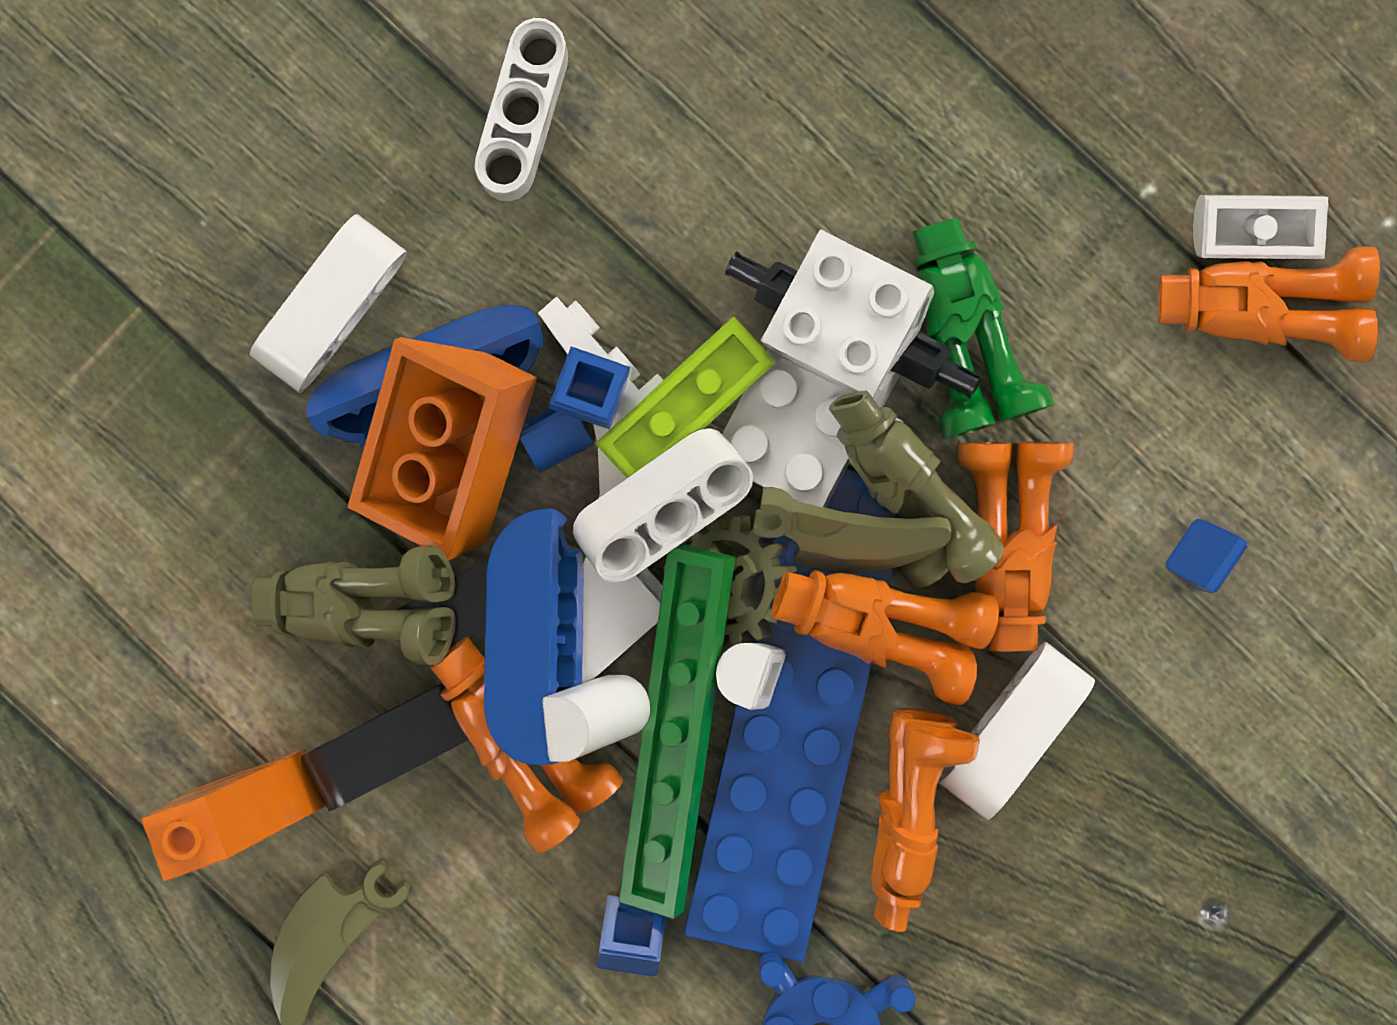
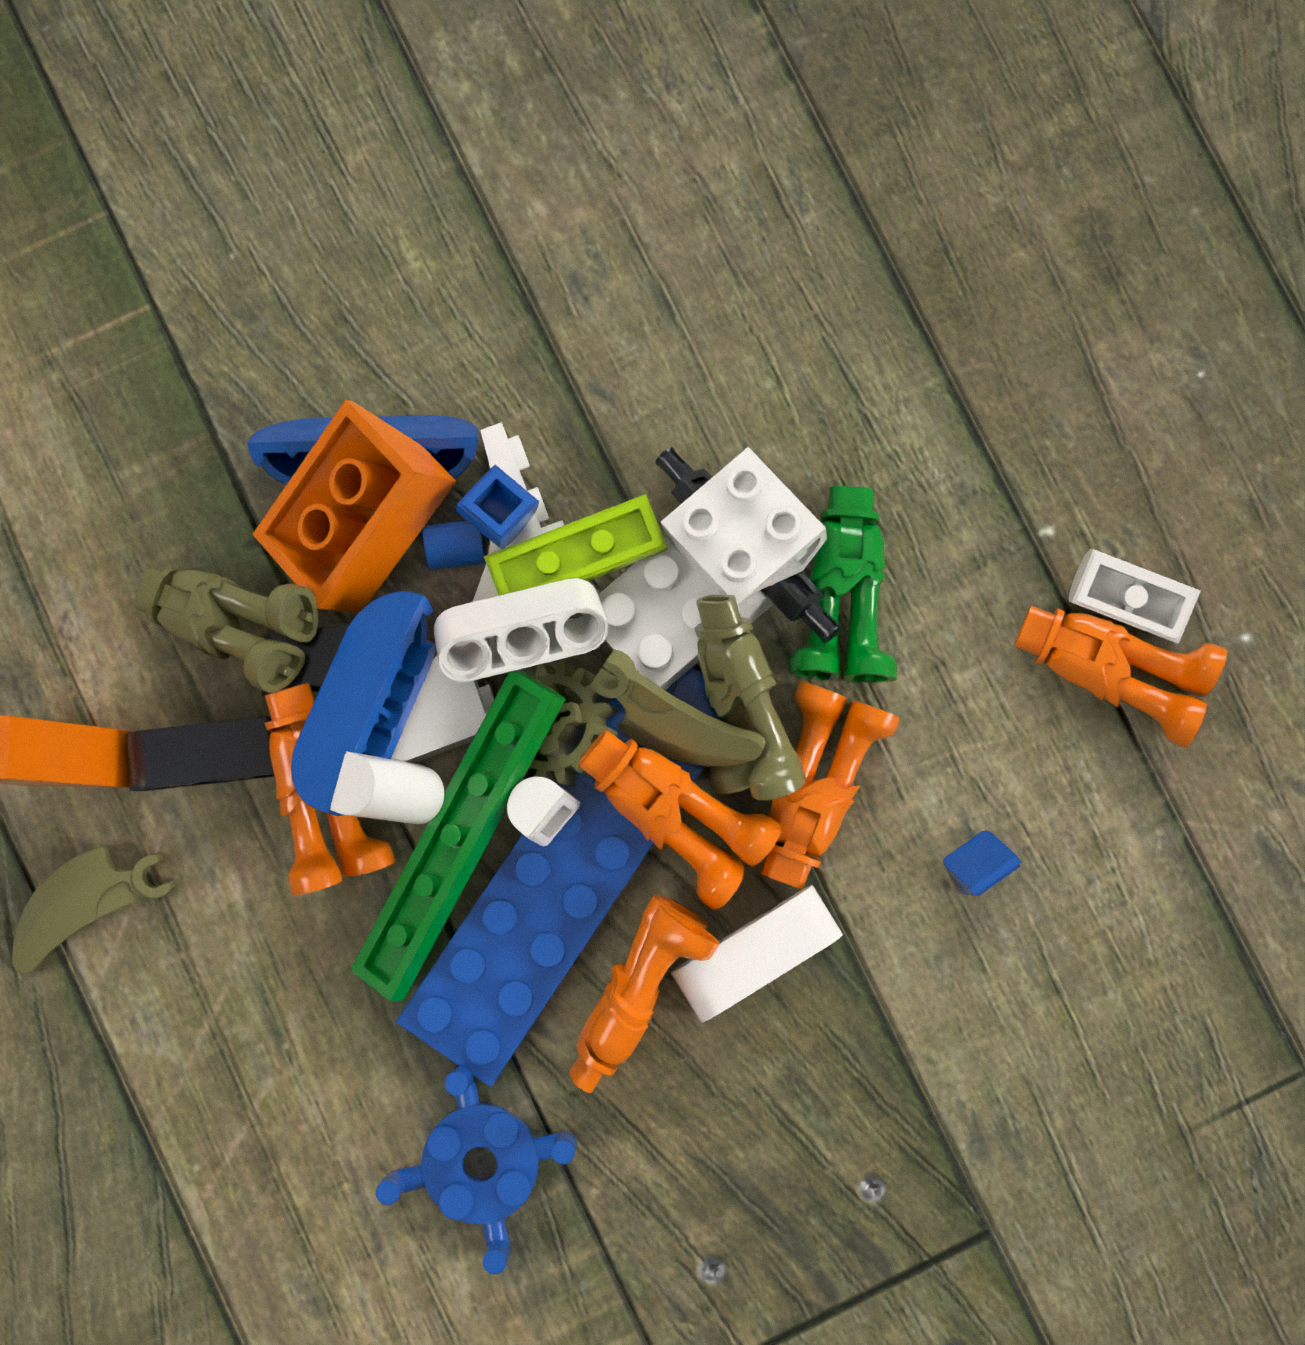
camera: 25 degrees right, 5 degrees down
(328, 303) = (307, 358): white beam -> none
(515, 81) = (538, 234): white beam -> none
(630, 939) = (347, 1008): blue slope -> none

